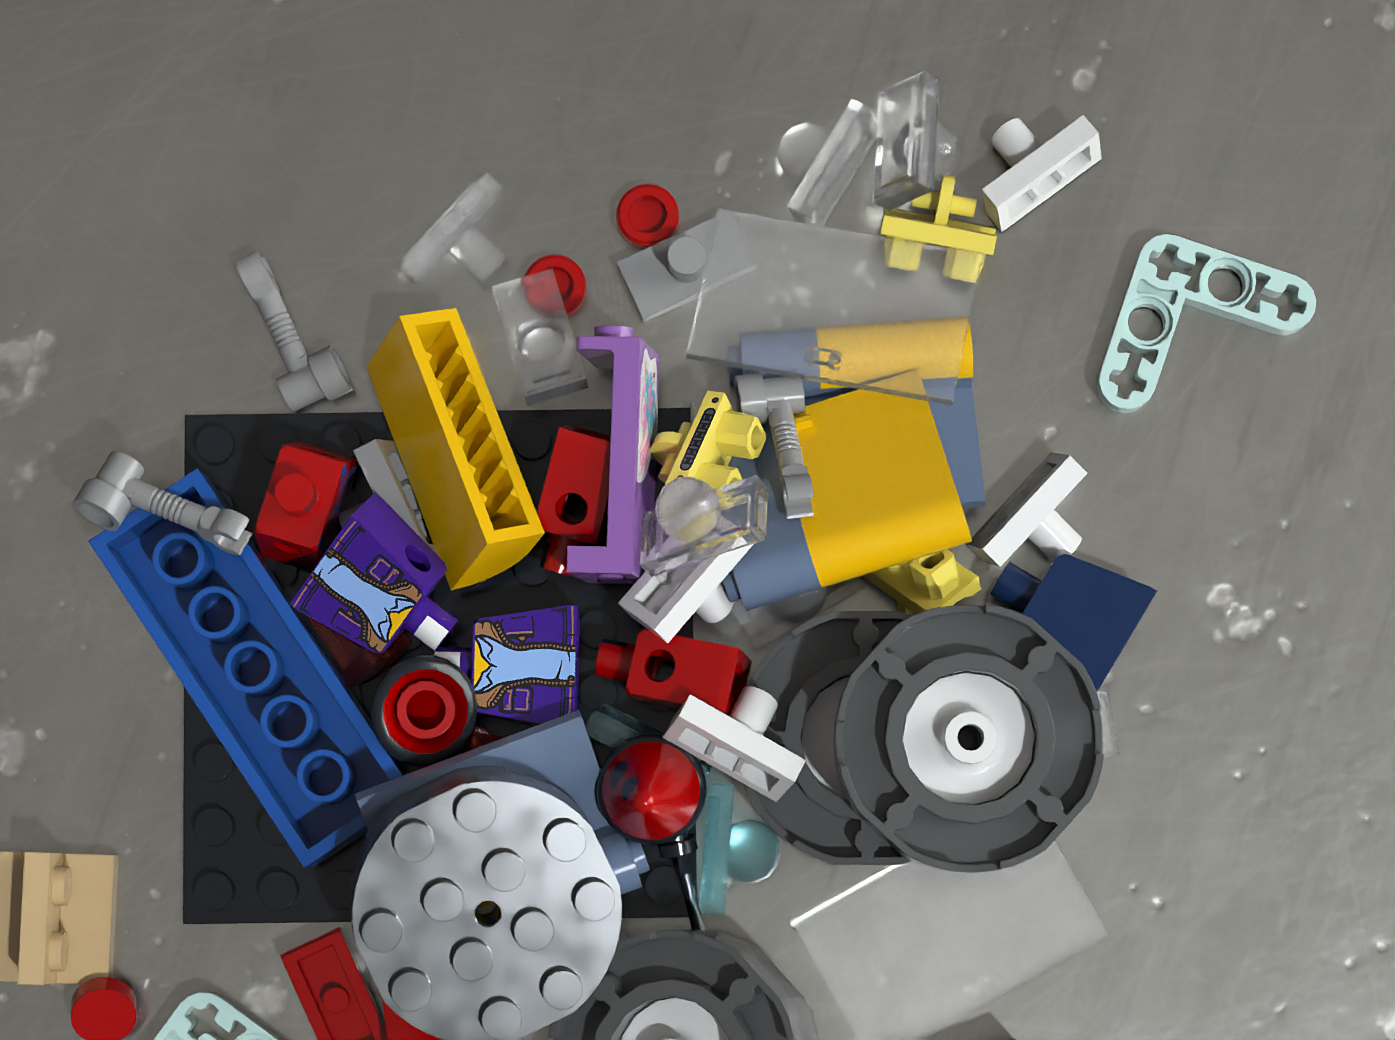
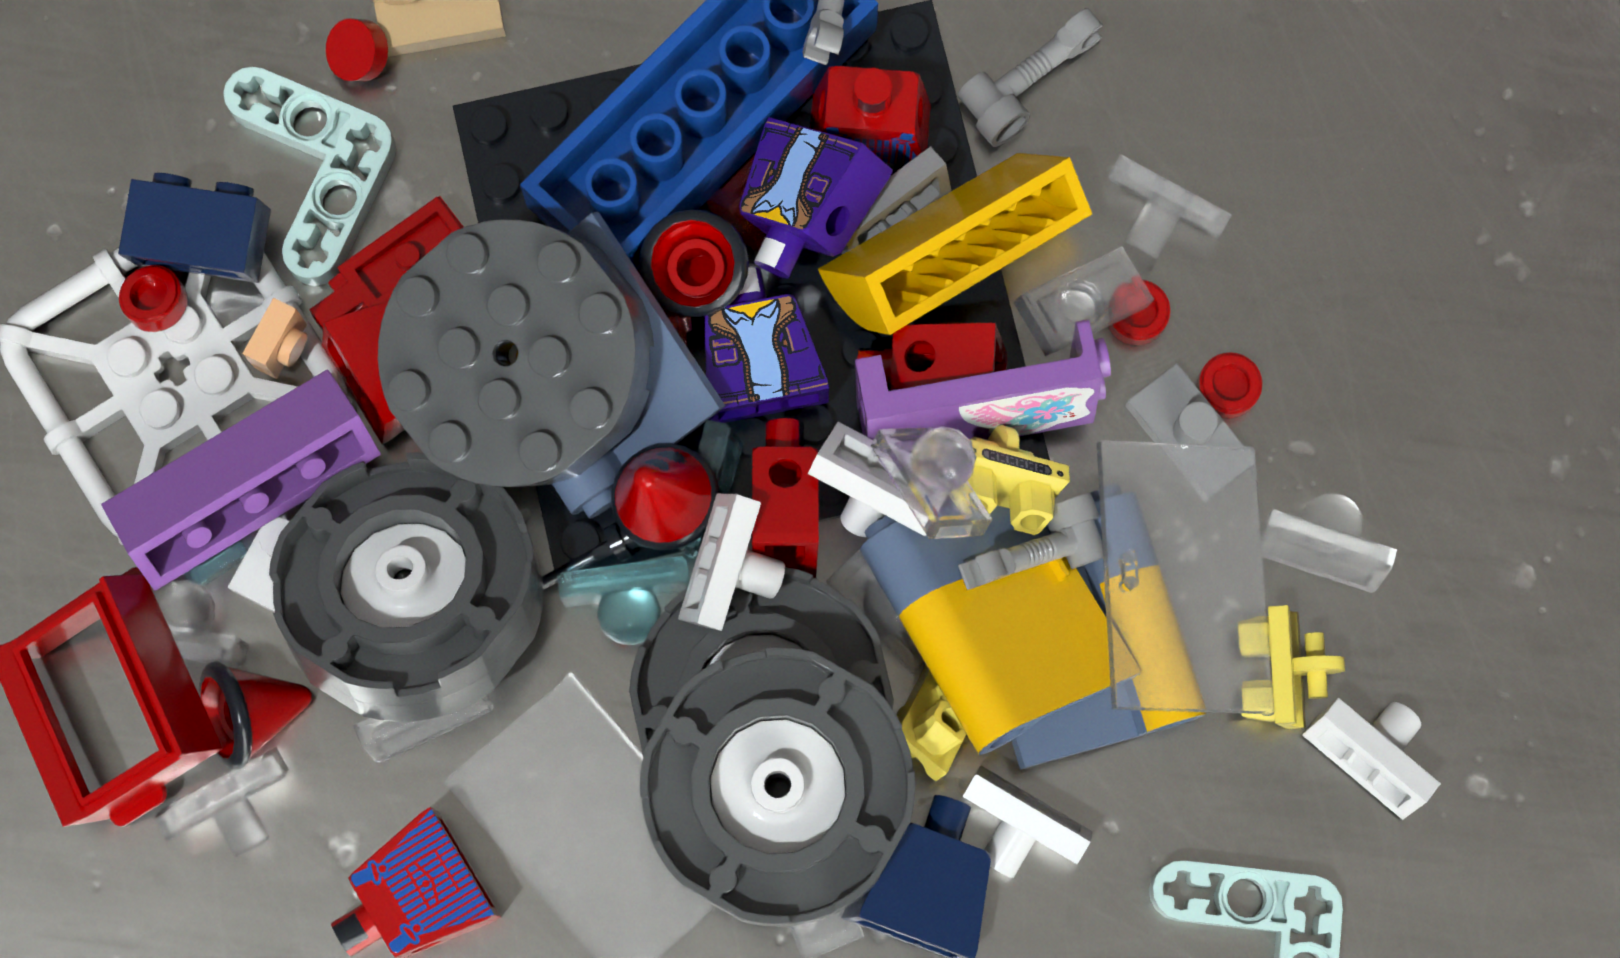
camera: 75 degrees right, 5 degrees down
(911, 143) = (1367, 621): clear tile -> none

